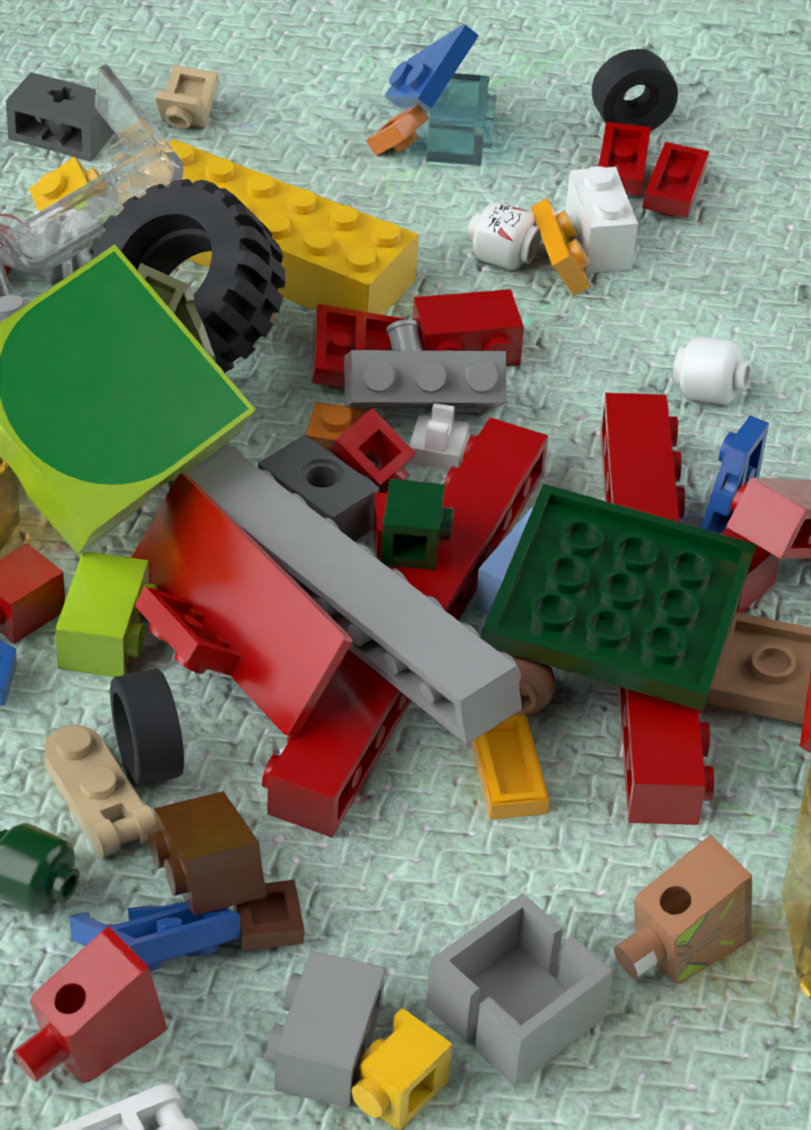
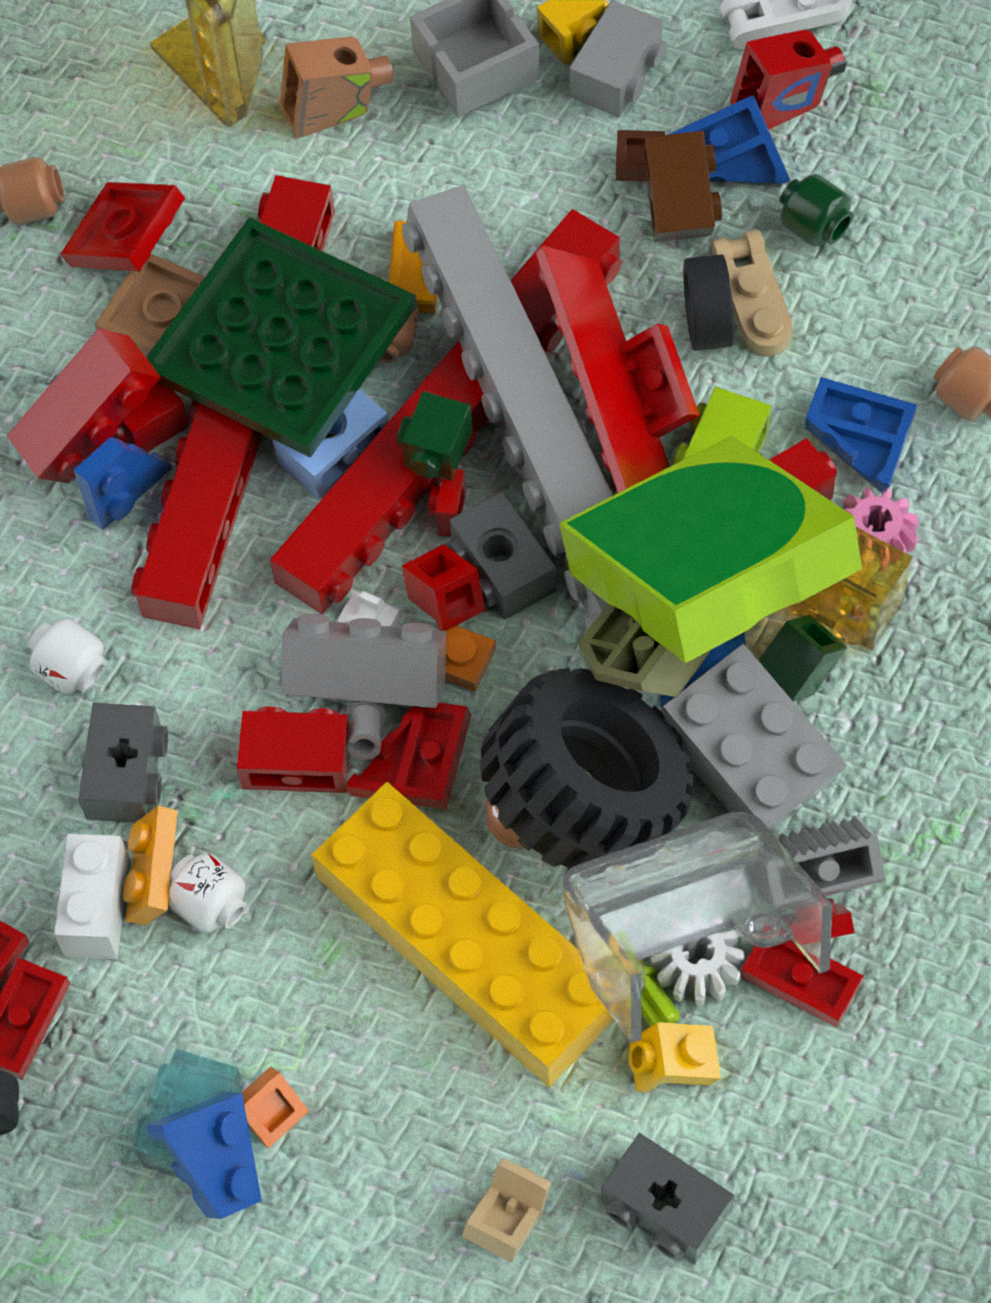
camera: 160 degrees left, 20 degrees up
(620, 307) = (115, 735): none -> dark grey brick

